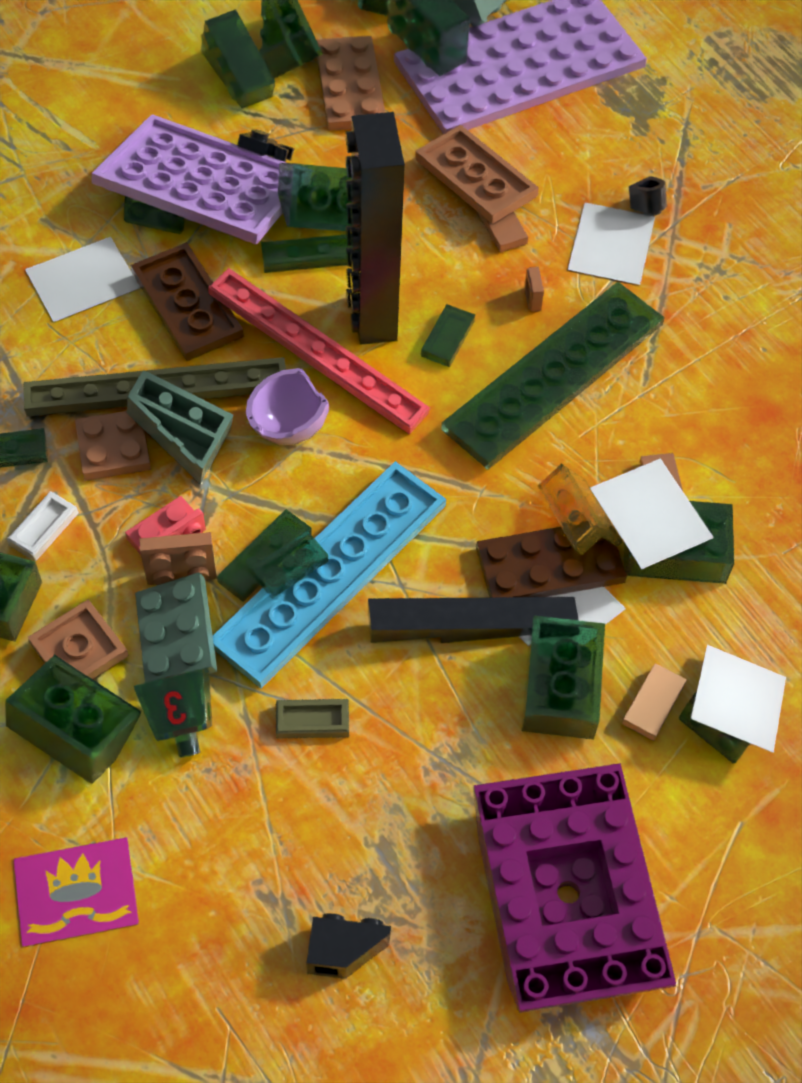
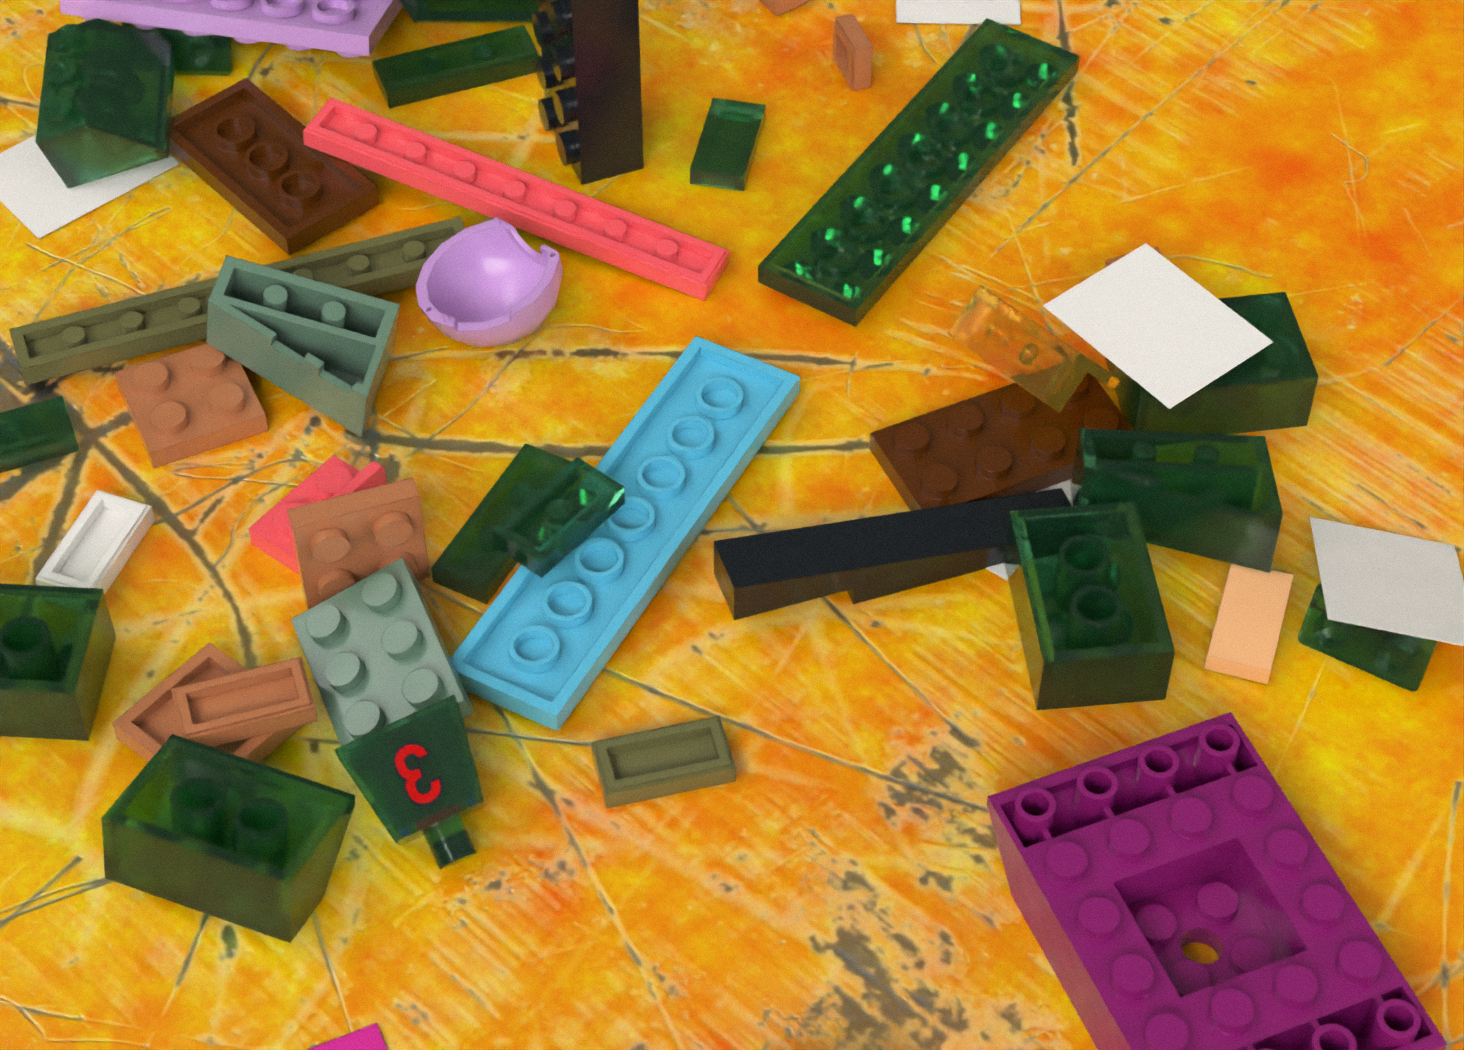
camera: 10 degrees left, 10 degrees down
(97, 642) = (245, 703): none -> nougat tile
(105, 244) = (104, 100): none -> clear green slope
(637, 618) = (1189, 489): none -> clear green wedge

